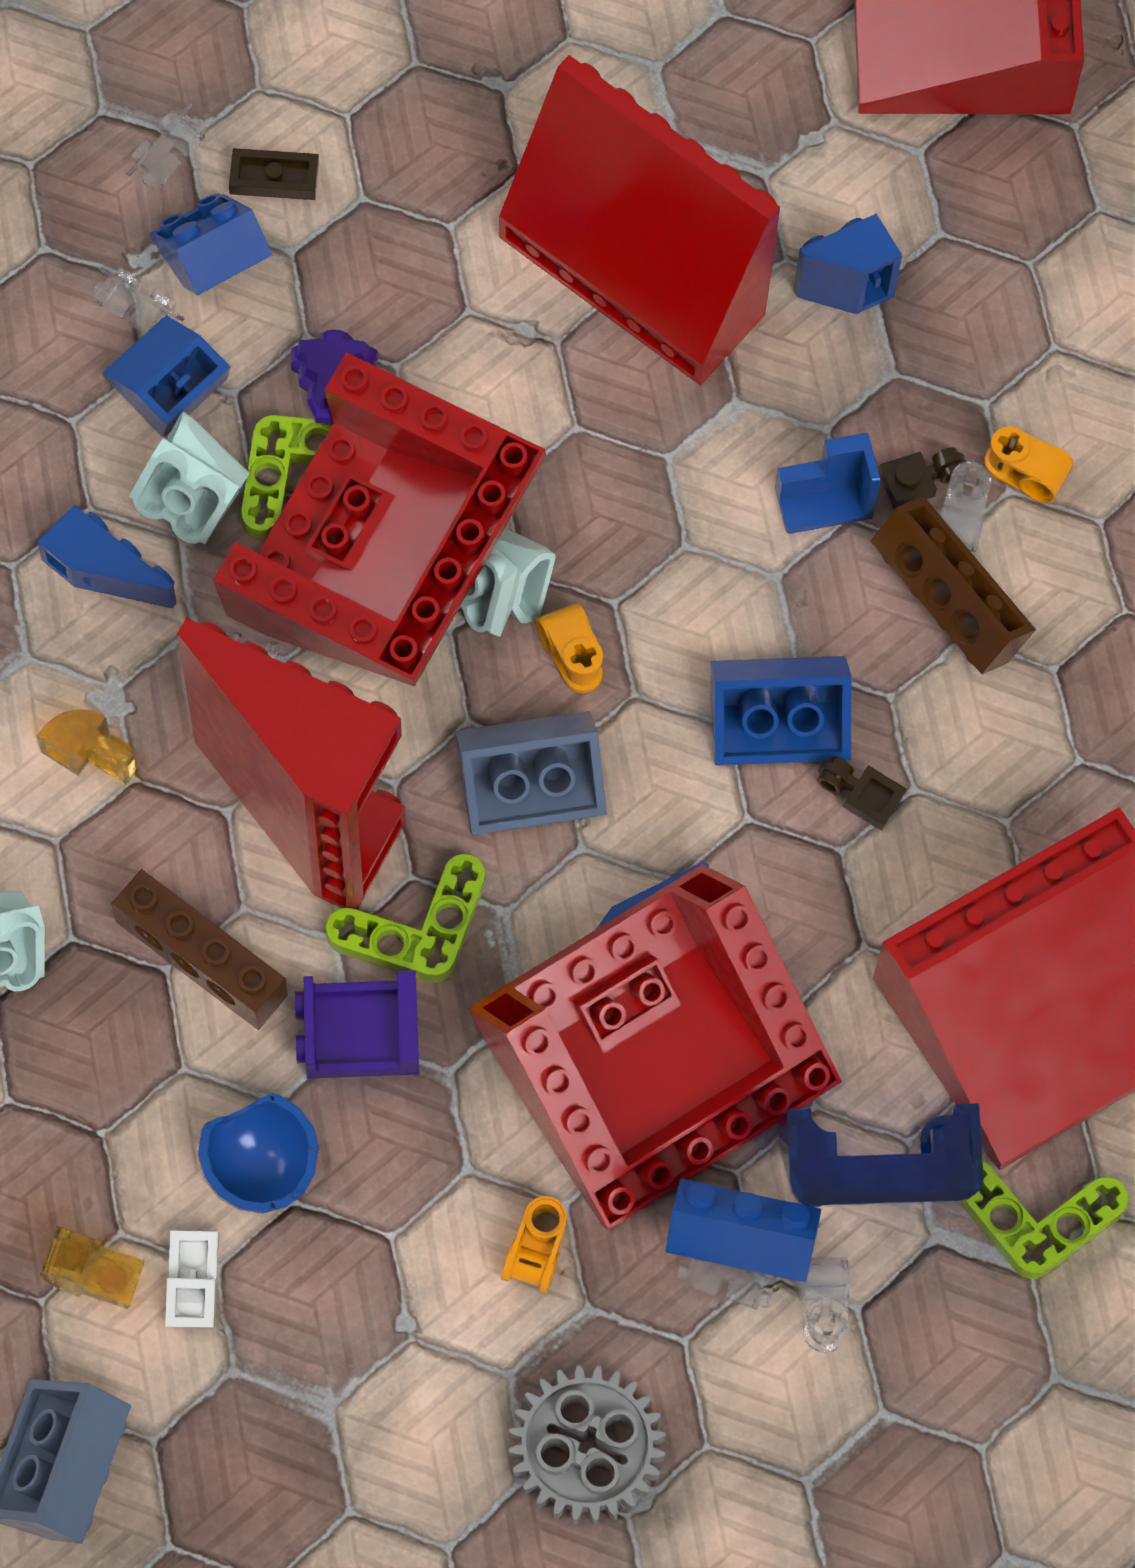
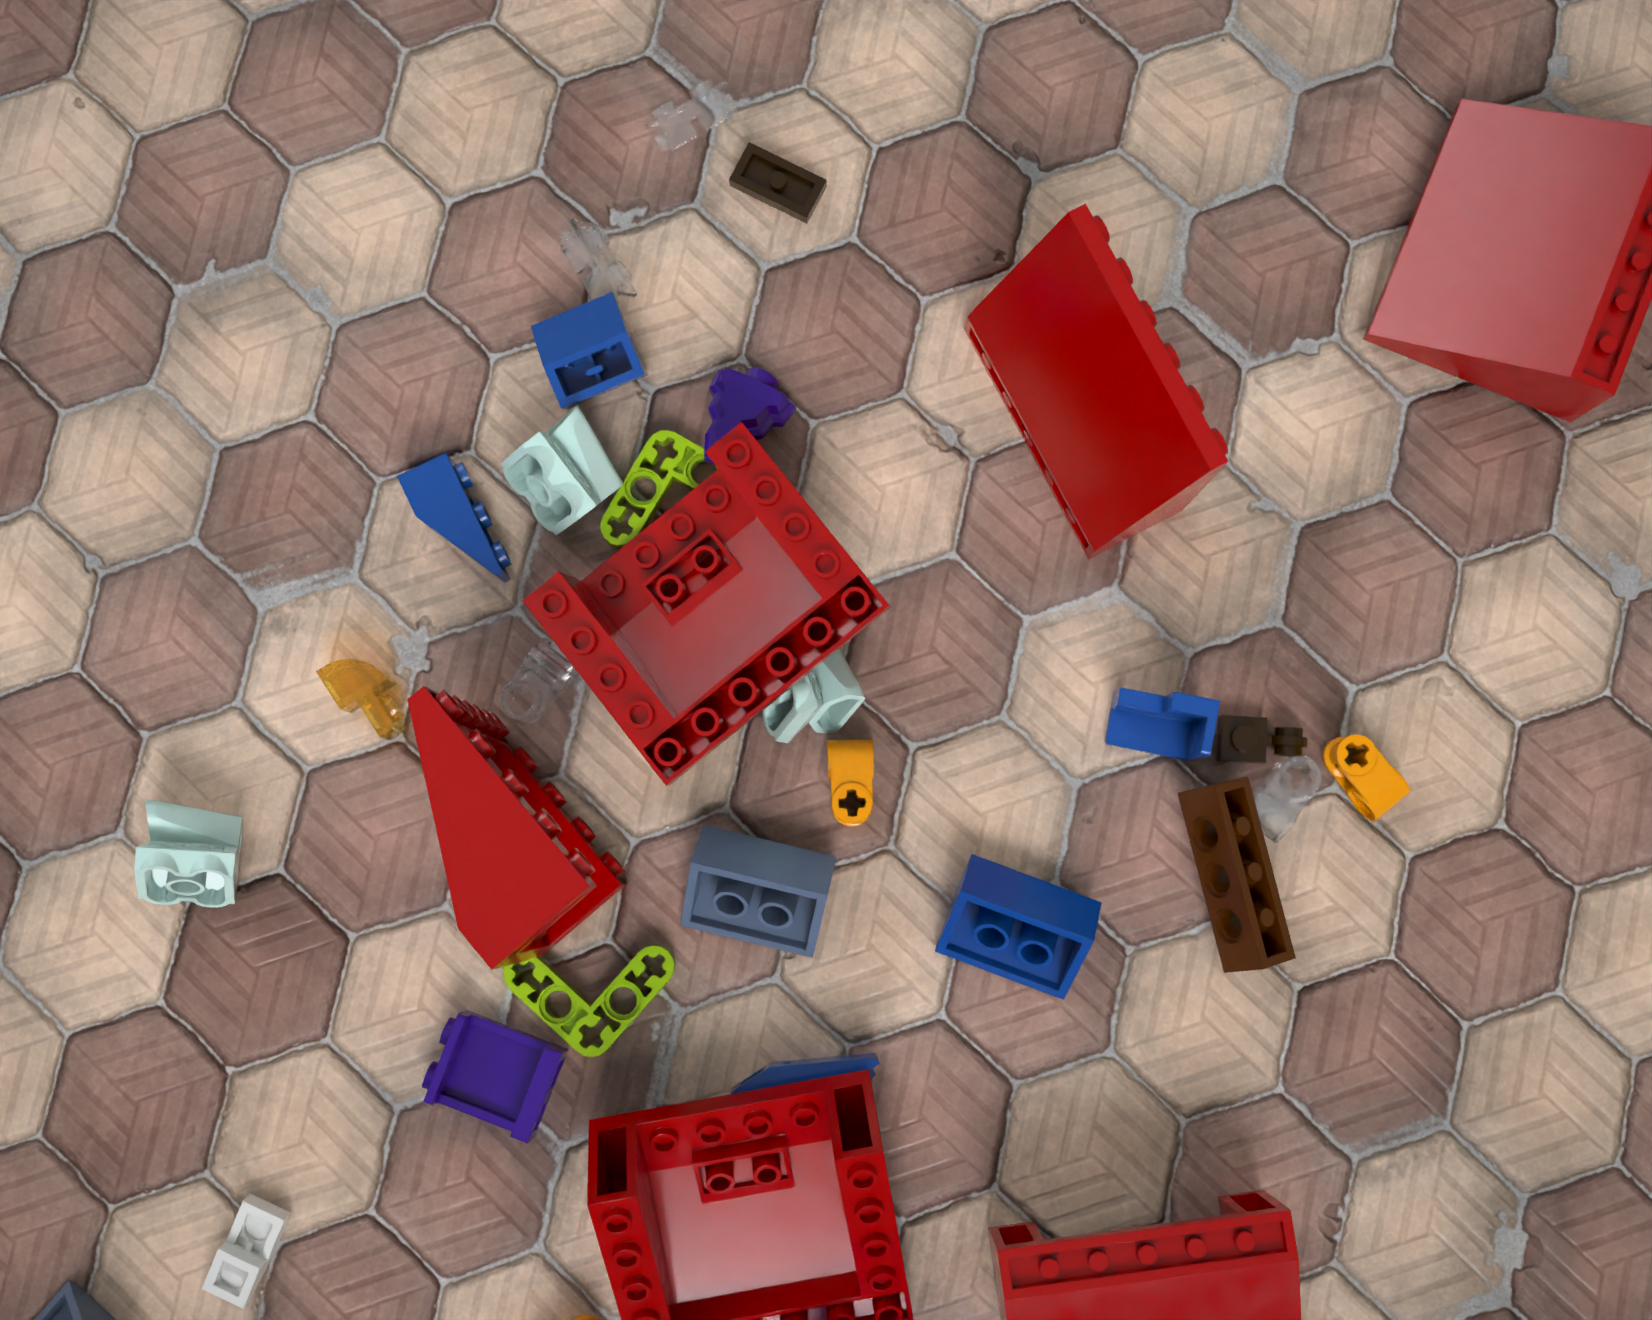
camera: 30 degrees right, 15 degrees up
(85, 1267) = (150, 1205): clear yellow brick -> none
(200, 949) = (380, 940): reddish brown brick -> none
(211, 242) = (687, 231): blue slope -> none
(259, 1155) = (340, 1174): blue cylinder -> none
(849, 267) = (1283, 507): blue slope -> none
(871, 796) = (1065, 1048): dark brown plate -> none

